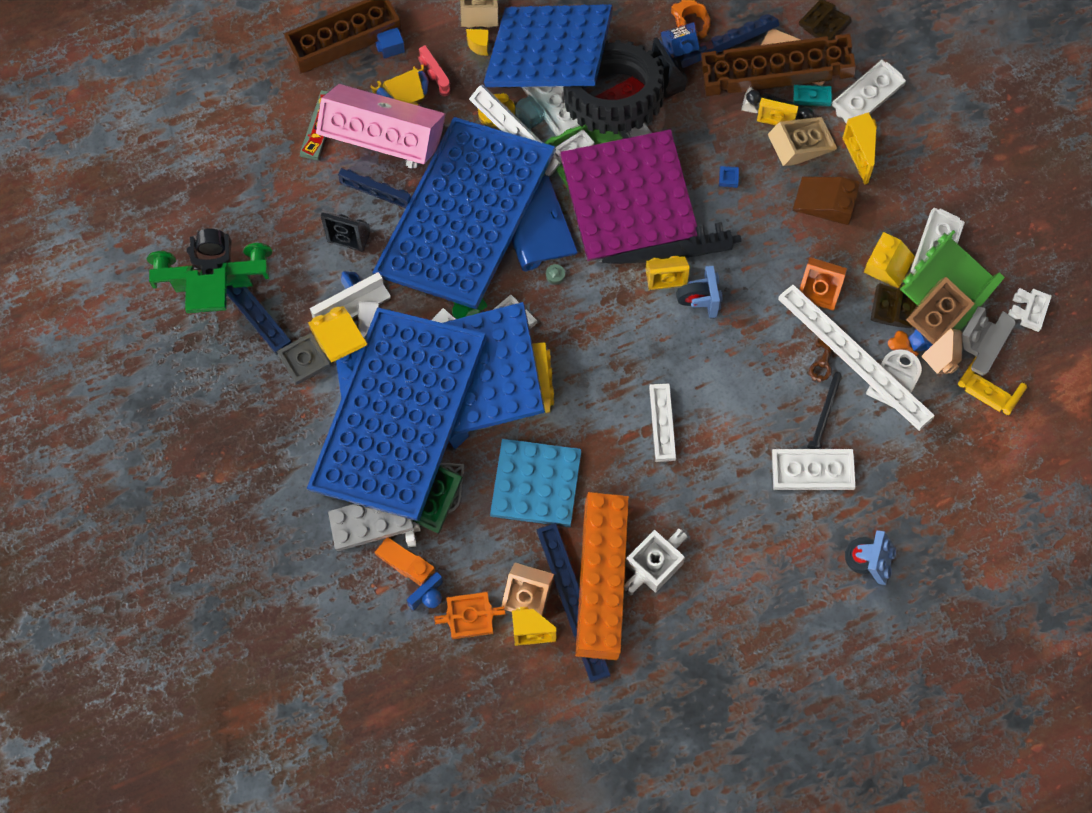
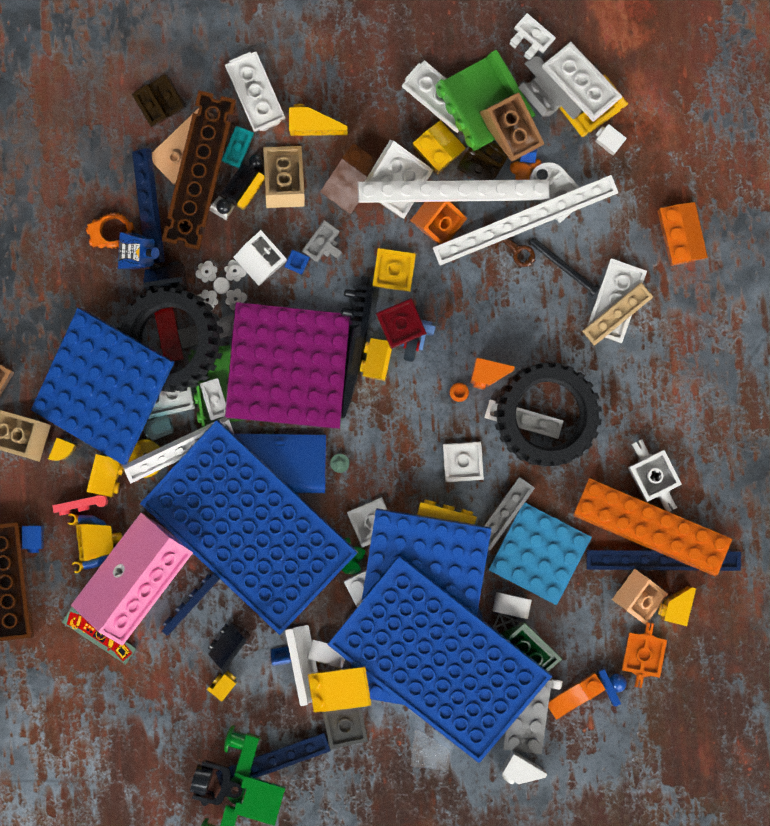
camera: 65 degrees left, 20 degrees up
(302, 442) = (429, 753): none -> clear wing
(306, 240) = (223, 685): none -> yellow brick
(314, 528) = (521, 770): none -> white slope
(466, 76) = (105, 476): none -> yellow slope
(475, 471) = (512, 605): none -> white beam
(563, 435) = (508, 509): none -> light grey plate
(599, 382) = (463, 461): none -> white tile
(664, 356) = (459, 392): none -> orange plate
(681, 122) = (221, 285): none -> white plant
(694, 366) = (488, 372): none -> orange slope
(695, 399) = (587, 406): none -> black tyre
(709, 268) = (401, 323): none -> dark red tile
(720, 143) = (260, 258): none -> white slope
(755, 193) = (323, 243): none -> light grey hinge
(757, 260) = (394, 270): none -> yellow plate
(801, 472) = (617, 314): none -> tan tile
(843, 230) = (398, 165): none -> white plate
(855, 278) = (452, 191): none -> white plate
(872, 556) = (716, 284): medium blue plate -> none
(906, 509) = (682, 233): none -> orange slope
(945, 353) = (556, 140): light nougat slope -> none
(967, 411) = (610, 139): none -> white brick
(1010, 364) = (581, 81): none -> white tile

